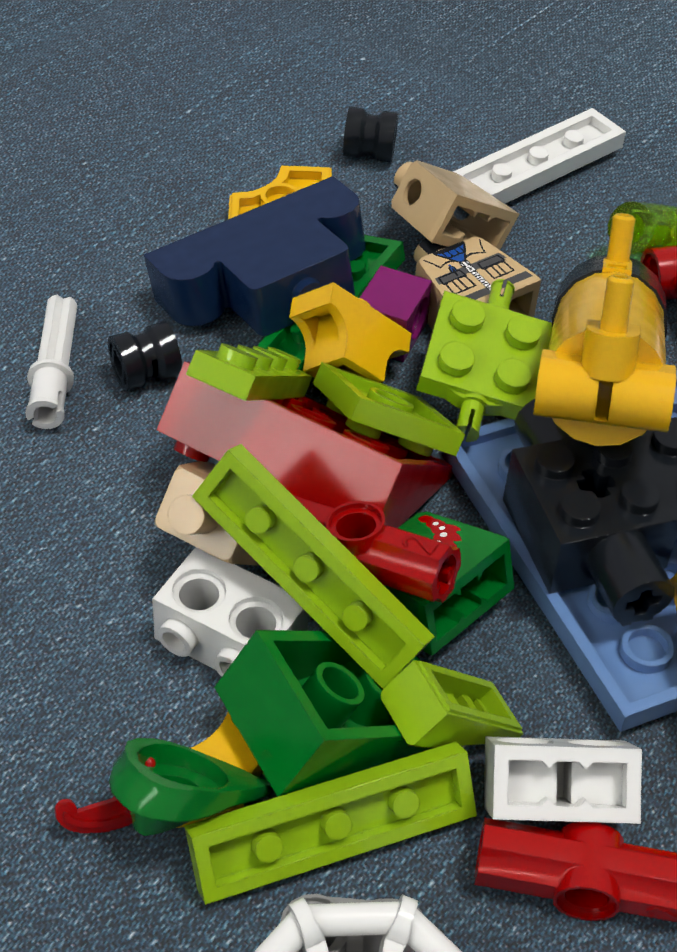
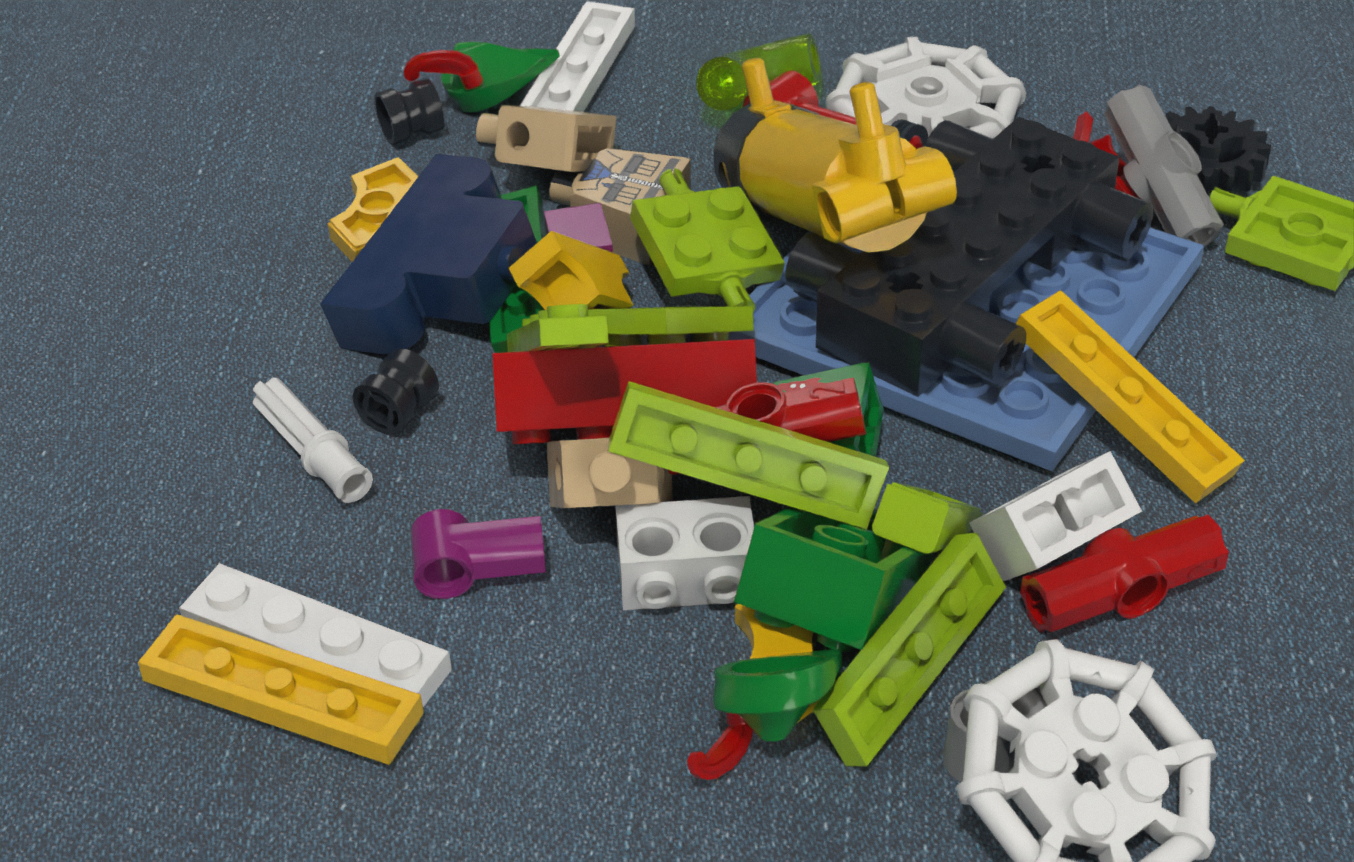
camera: 30 degrees left, 5 degrees down
(66, 513) = (454, 553): none -> magenta piece
(452, 128) = (481, 72): none -> green piece

